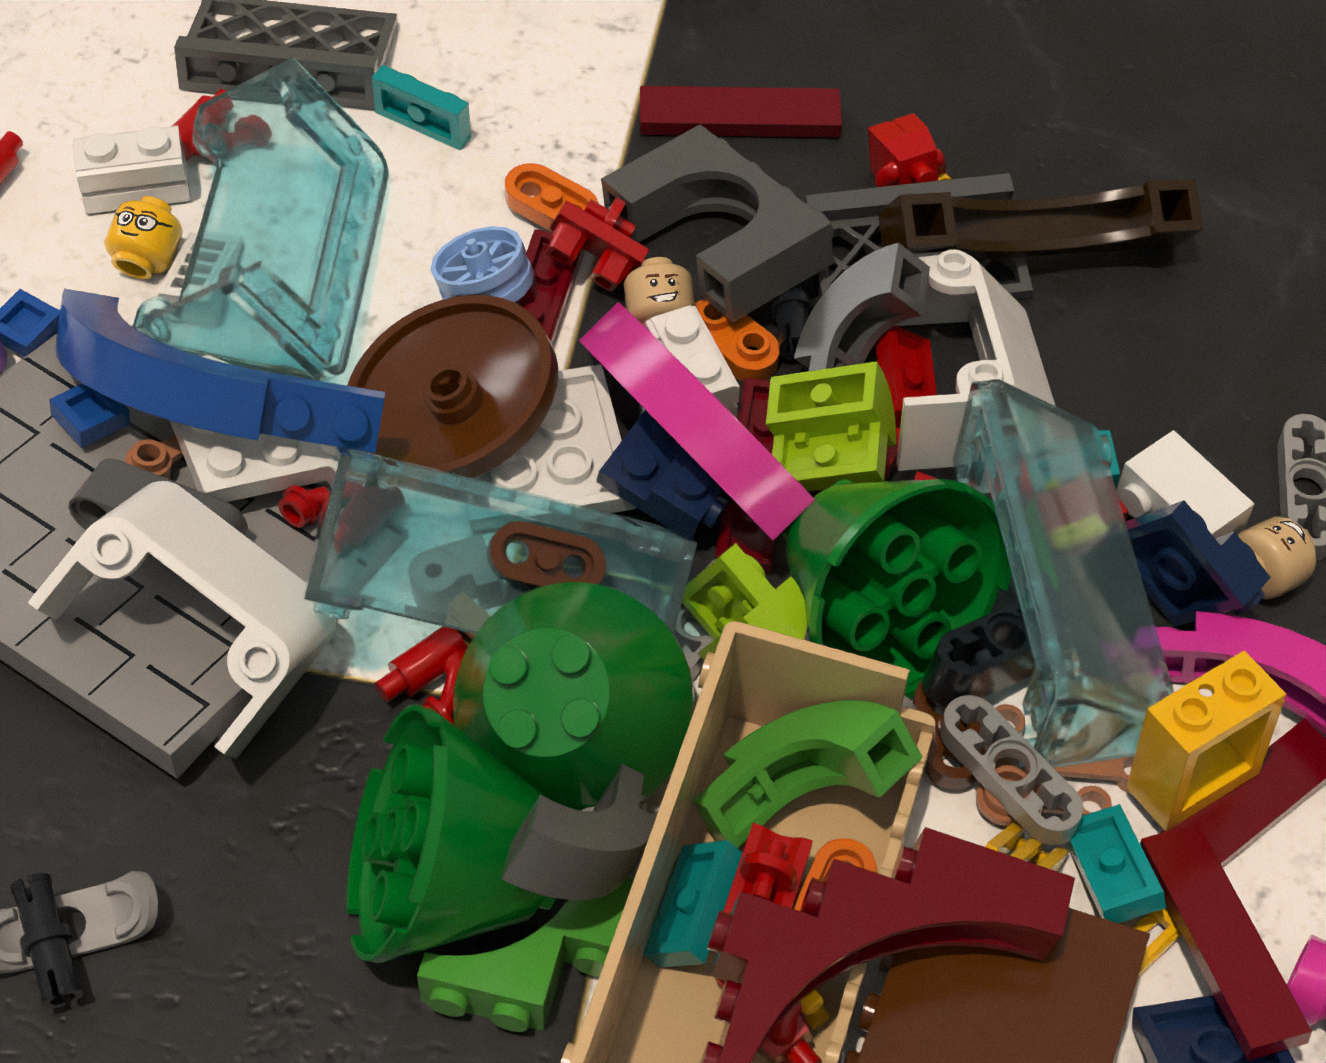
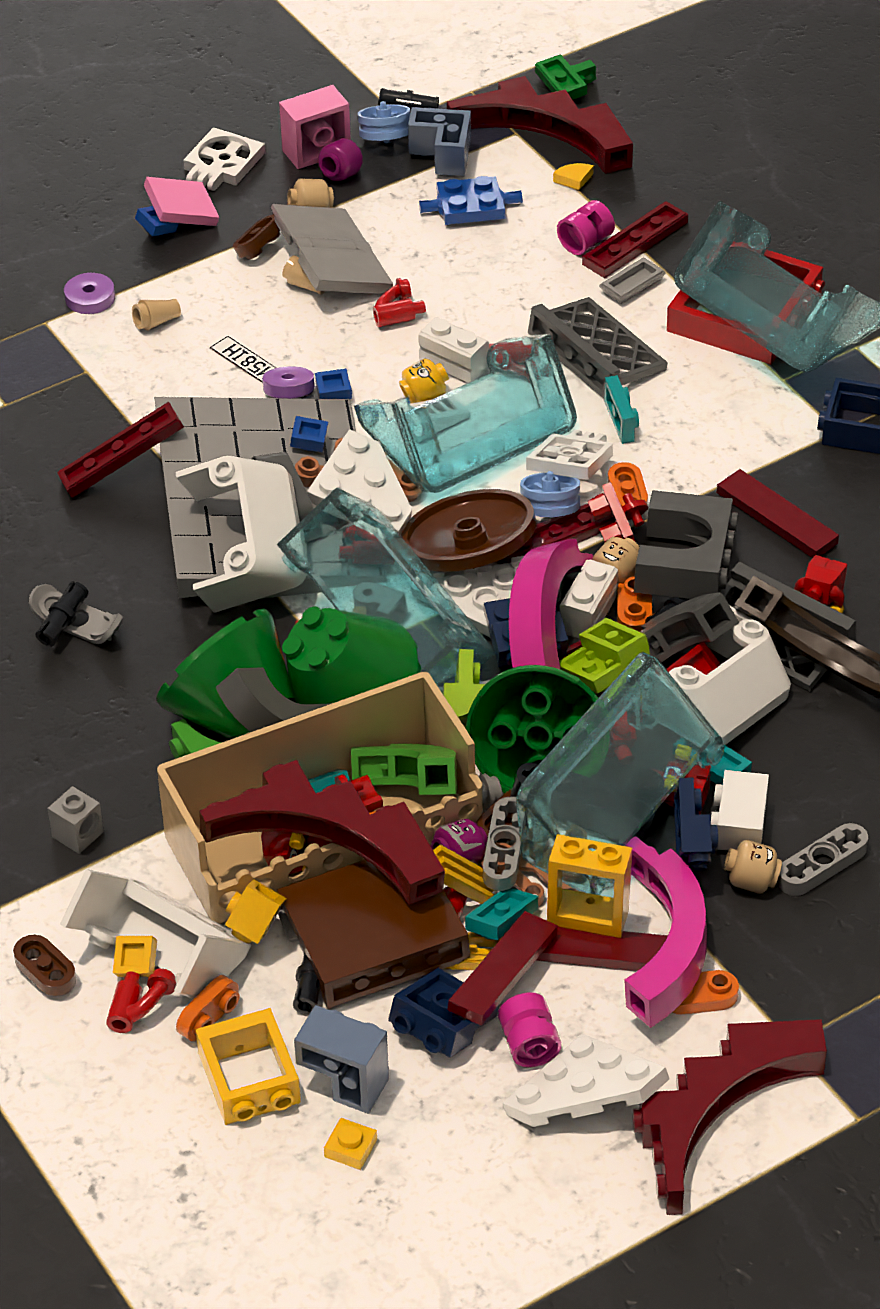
camera: 50 degrees right, 10 degrees down
(203, 392) = (348, 453): blue arch -> none
(456, 181) = (570, 448): none -> white piece
(545, 555) = (414, 616): reddish brown plate -> none
(954, 807) = (462, 838): none -> magenta head

